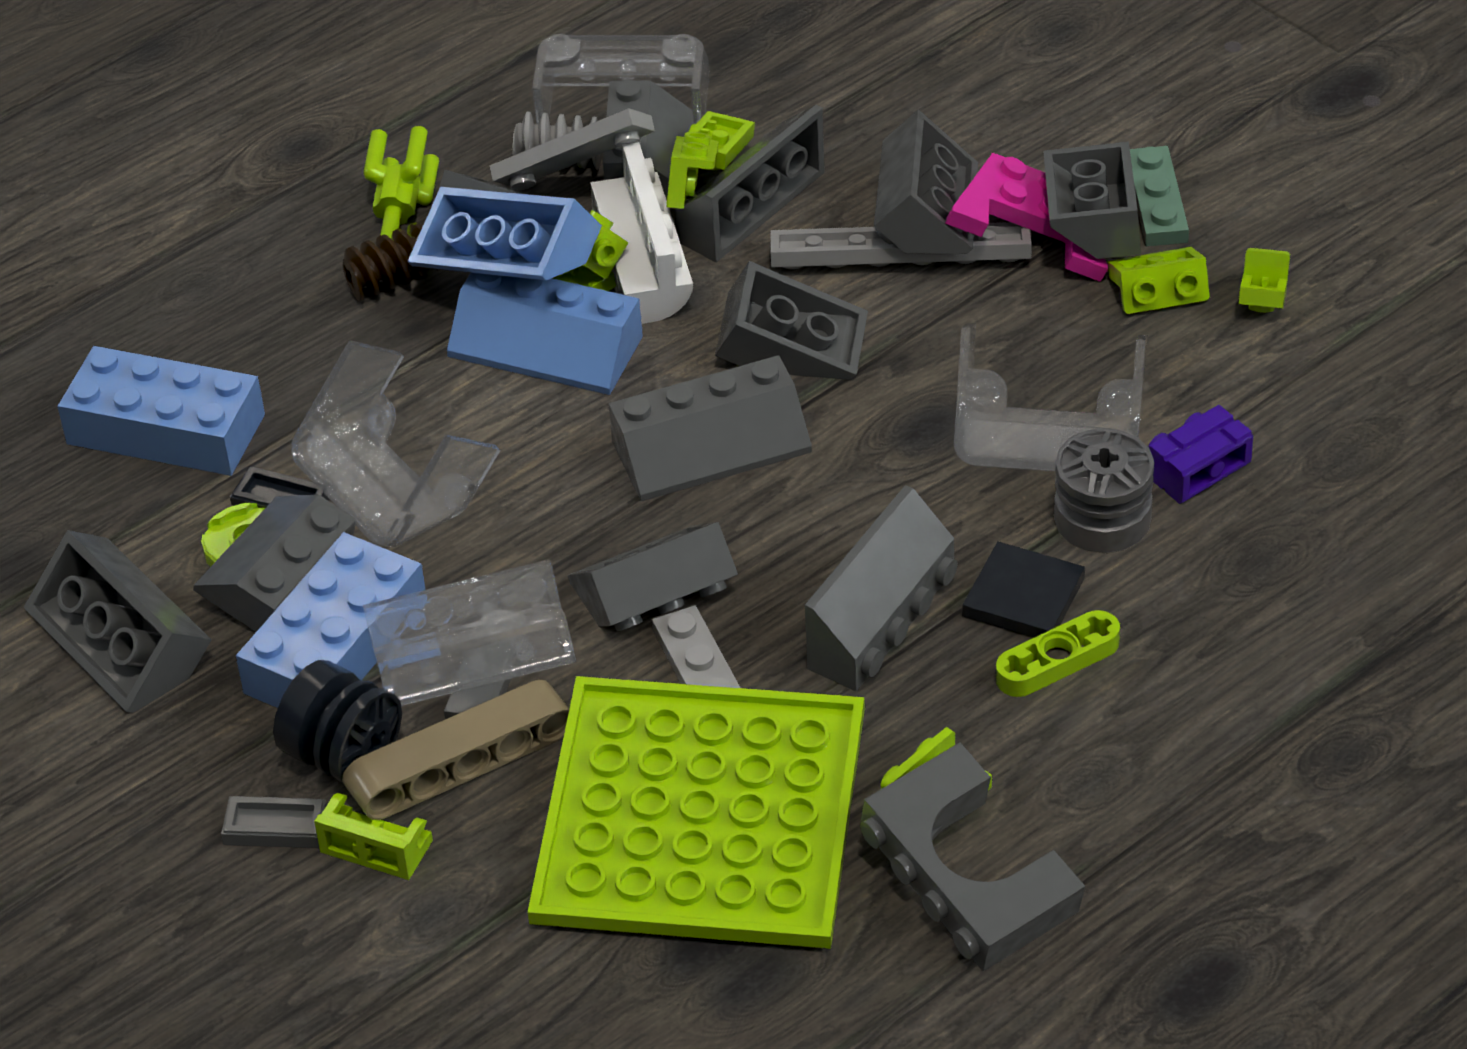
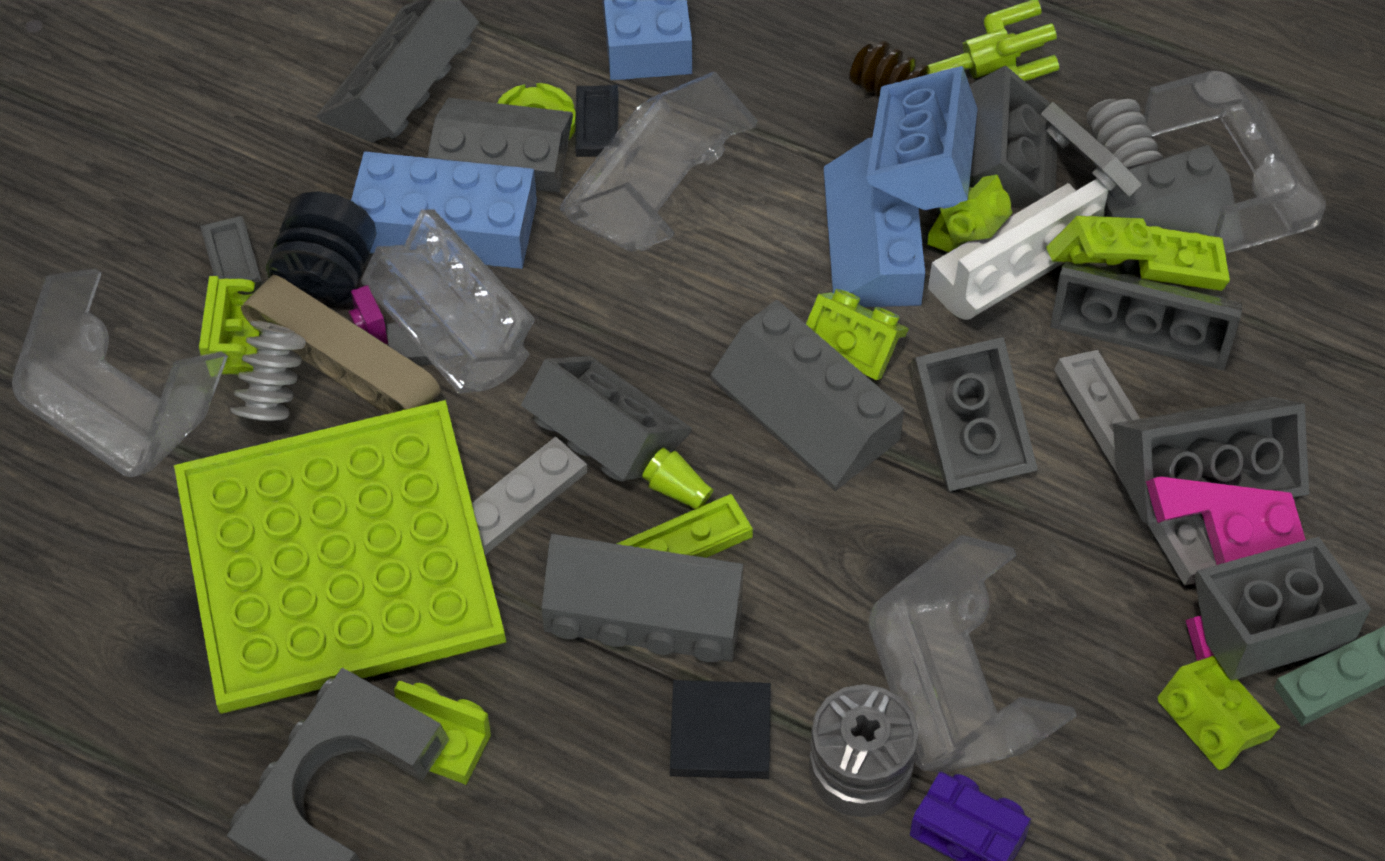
camera: 65 degrees right, 10 degrees up
(418, 965) = (92, 402): none -> clear windscreen
(427, 711) = (367, 314): none -> magenta plate
(469, 800) = (269, 373): none -> light grey piece
(668, 365) = (856, 332): none -> lime bracket
(754, 543) = (676, 479): none -> lime cone
(810, 554) = (698, 531): none -> lime tile
(1049, 670) = (686, 793): lime beam -> none
(1264, 279) = (1258, 815): lime bracket -> none

